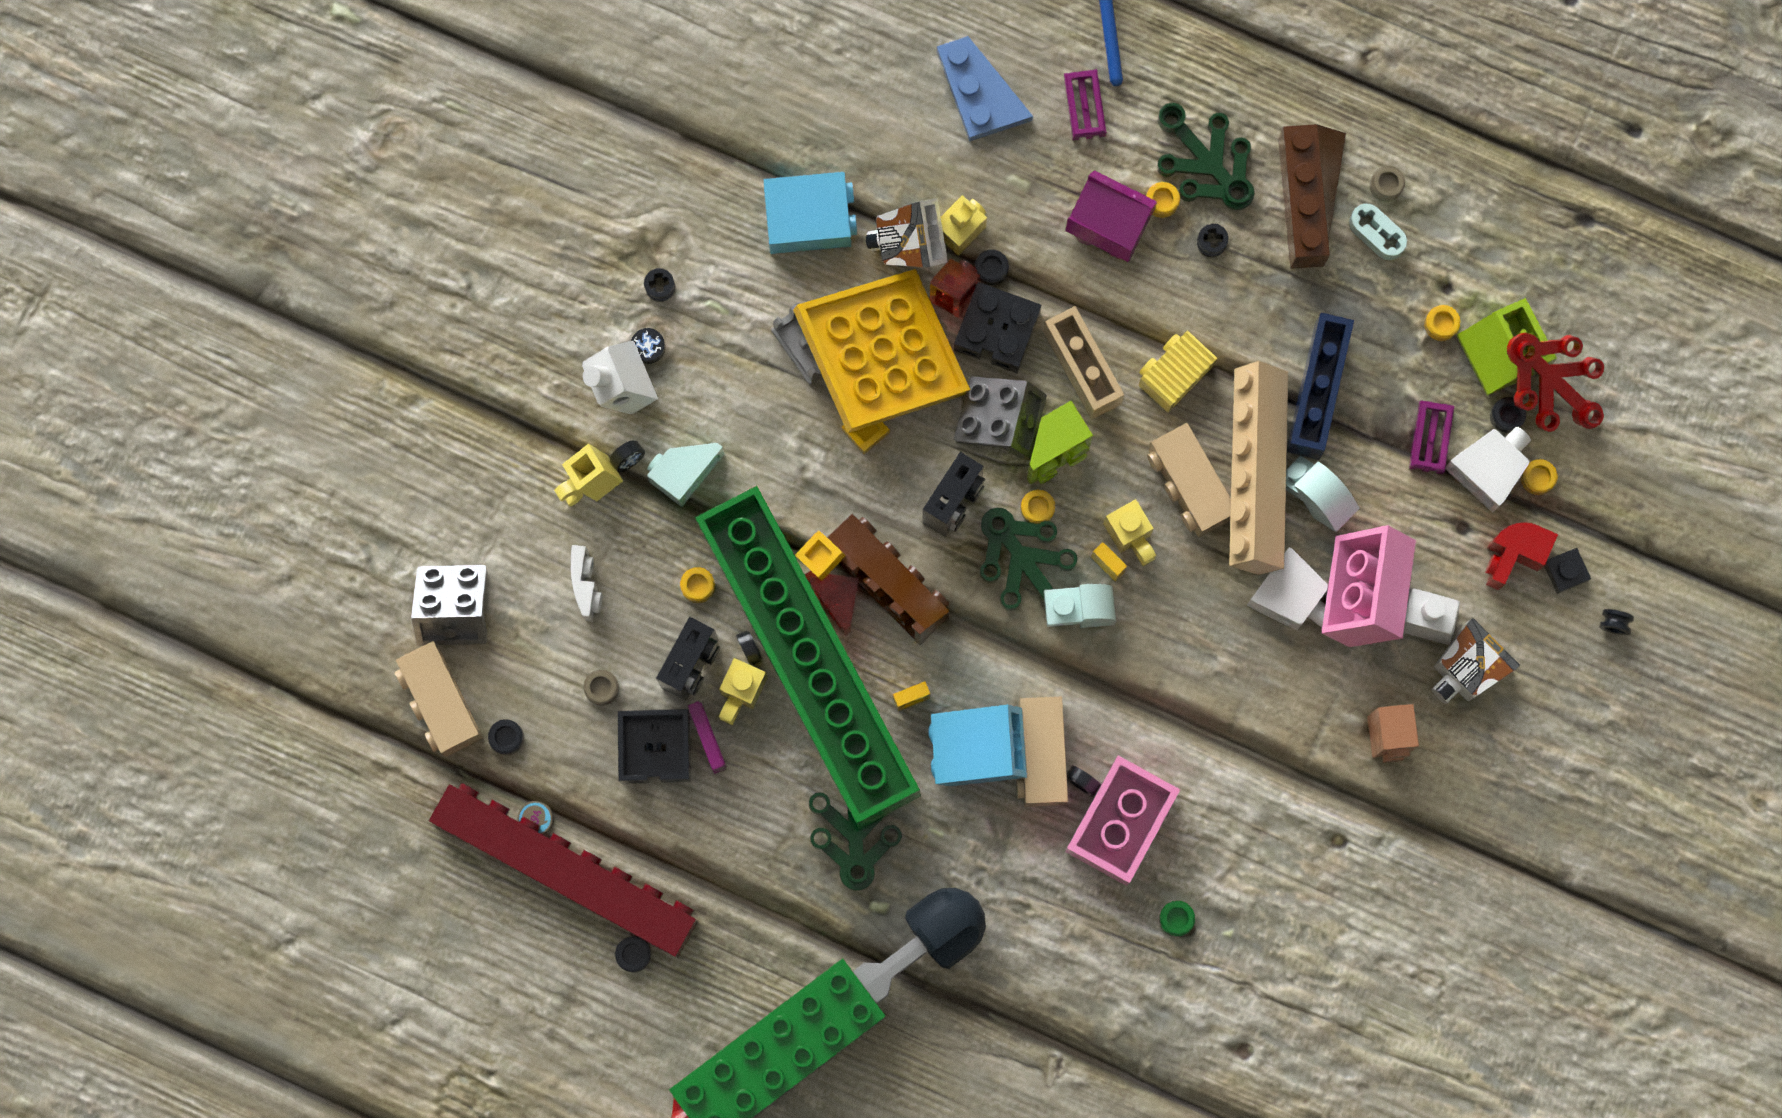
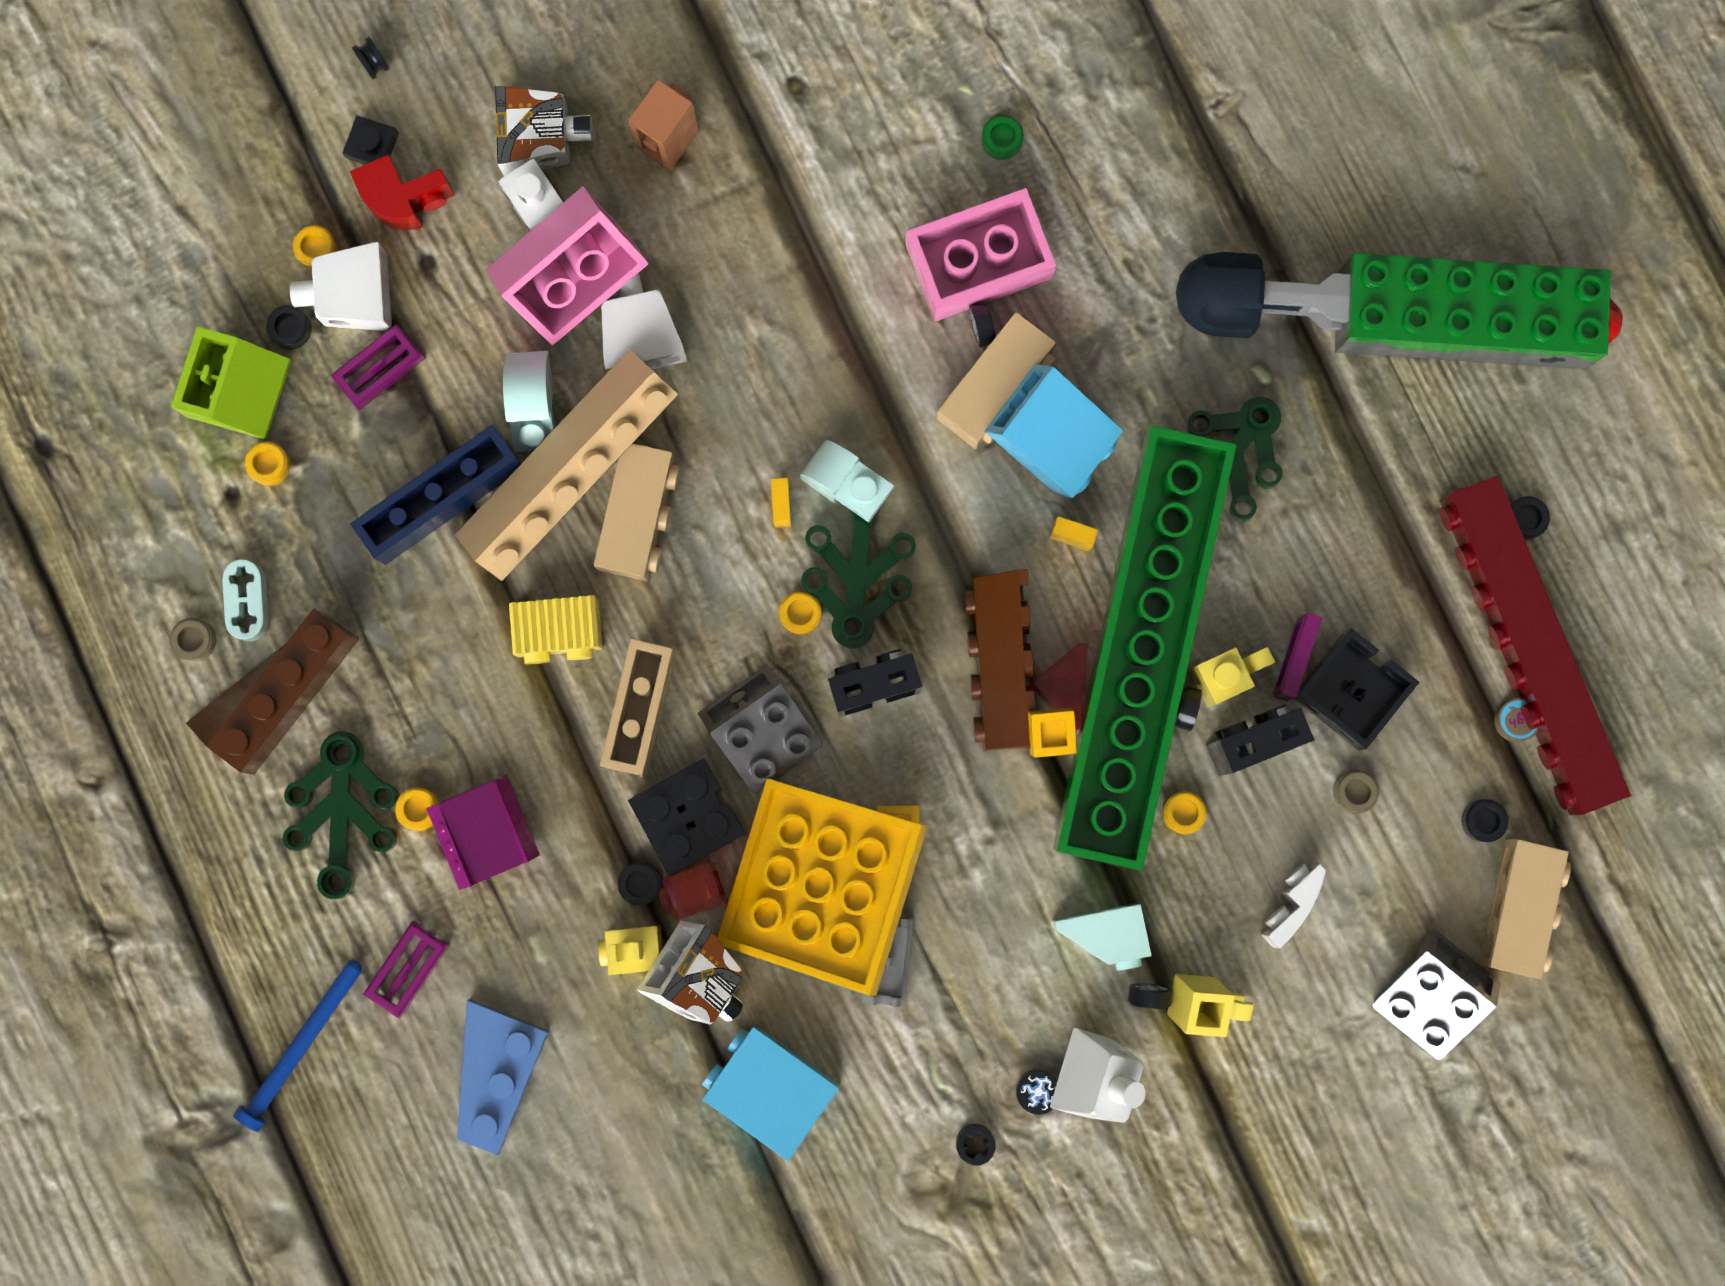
camera: 140 degrees left, 5 degrees up
(1059, 441) = (732, 652): lime slope -> none
(1129, 529) = (734, 513): light yellow brick -> none
(1219, 233) = (394, 730): black bush -> none
(1552, 379) = (221, 350): red plant -> none

